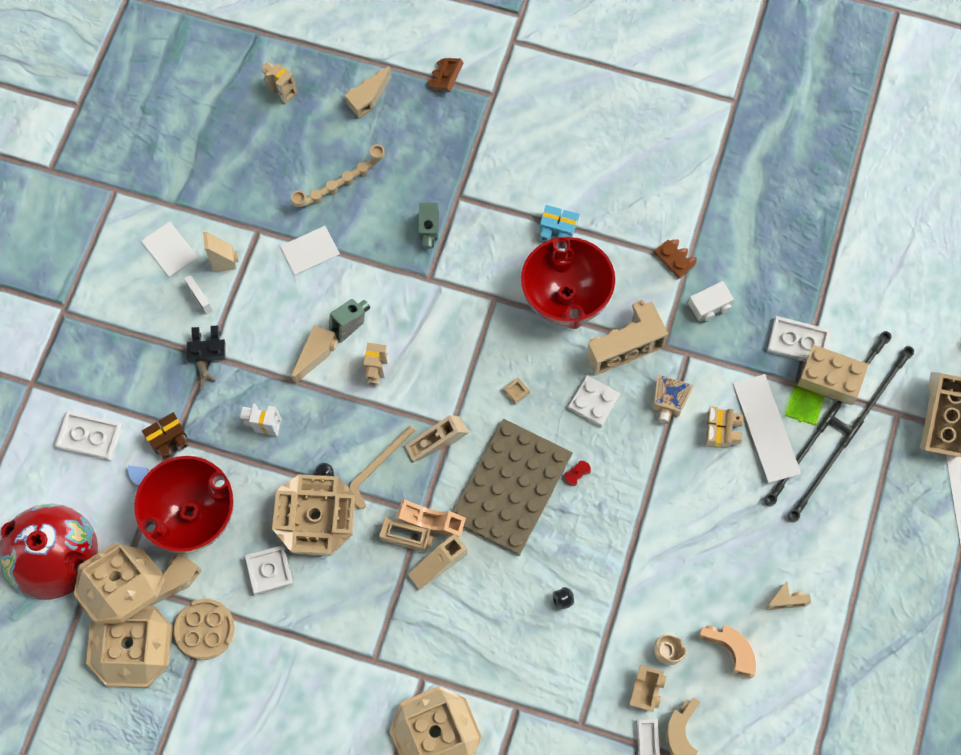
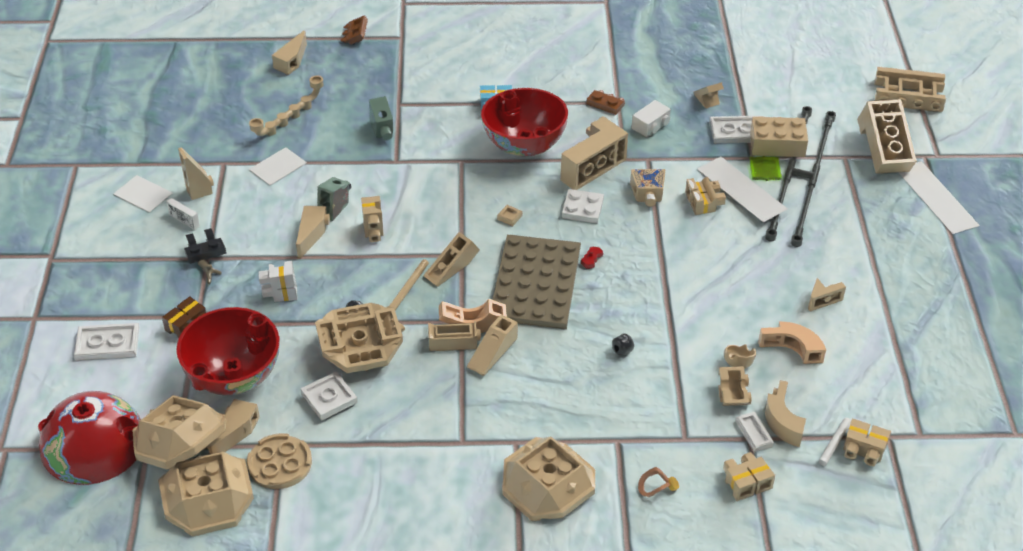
camera: 20 degrees left, 25 degrees down
(137, 473) = (168, 358): light blue tile -> none
(280, 80) = (209, 58): tan hips -> none
(787, 283) = (709, 95): none -> tan slope

